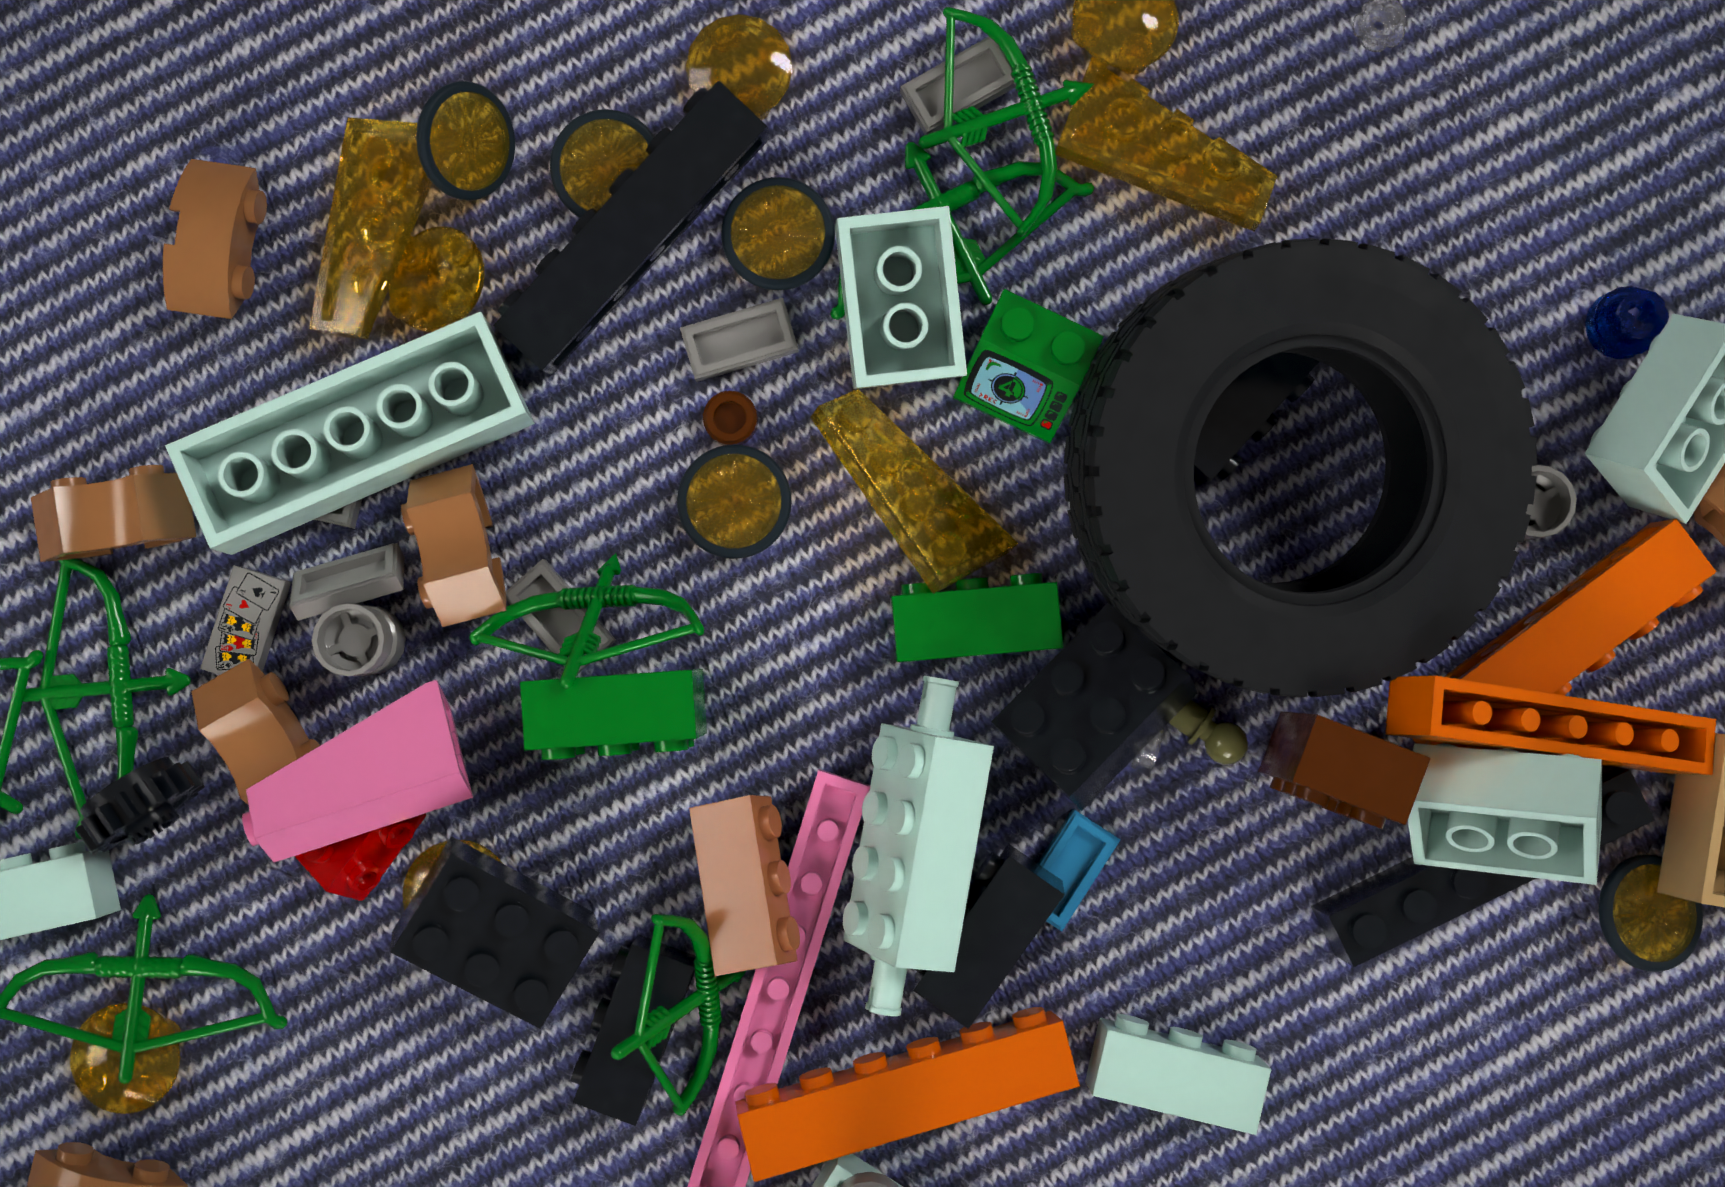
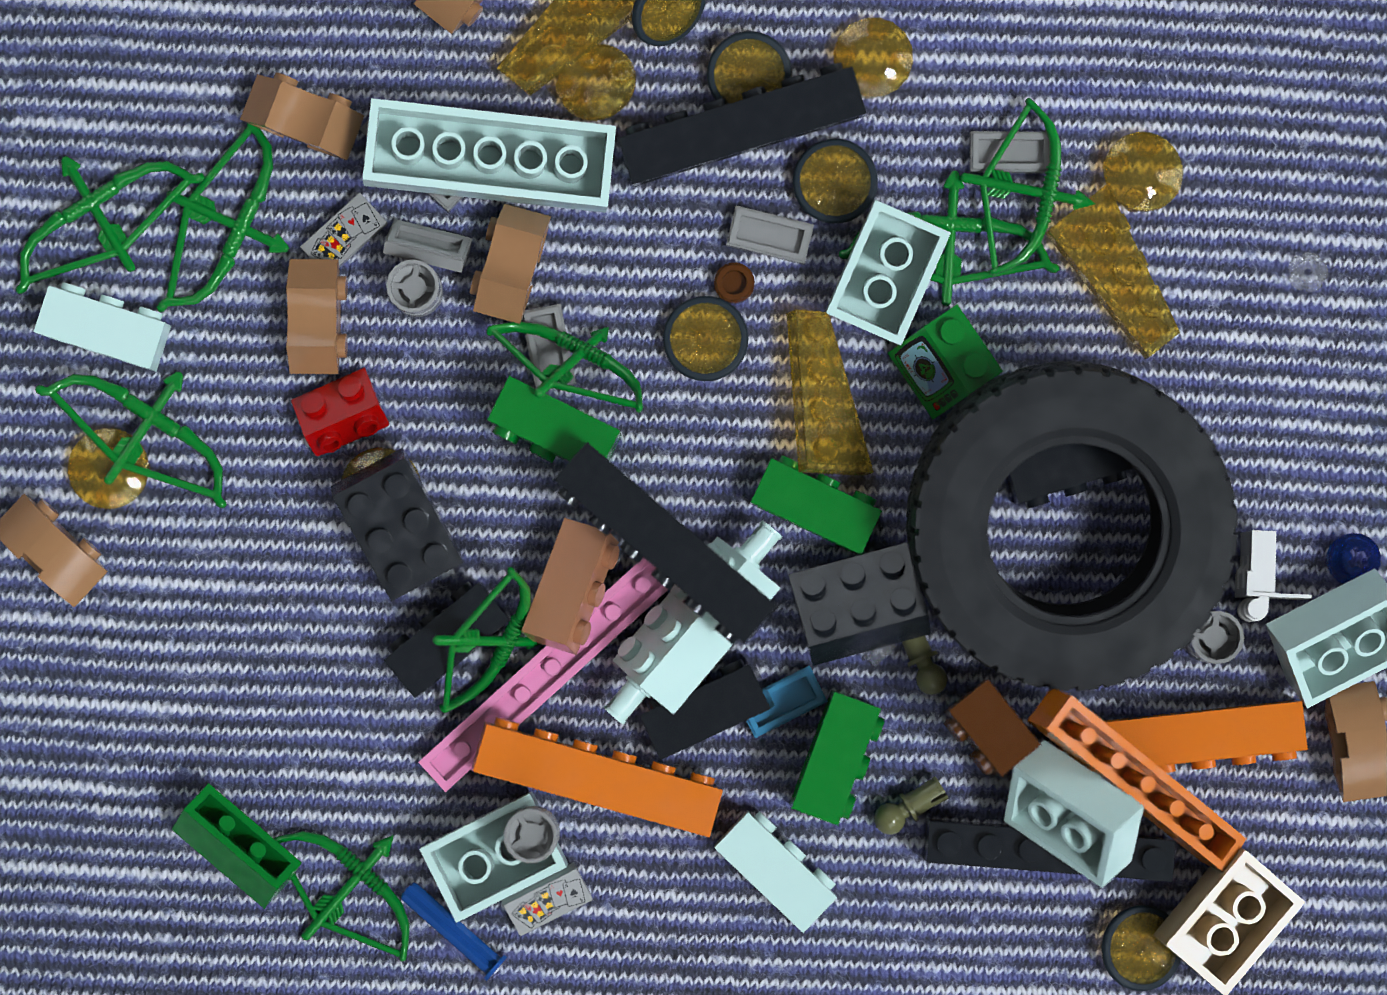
camera: 30 degrees right, 0 degrees up
(138, 804) = (218, 312): black gear -> none
(362, 779) = (372, 379): bright pink slope -> none
(826, 779) = (666, 543): none -> black brick
(1175, 907) = (836, 758): none -> green brick
(1274, 931) = (892, 817): none -> olive pin
(1550, 404) = (1257, 575): none -> white piece

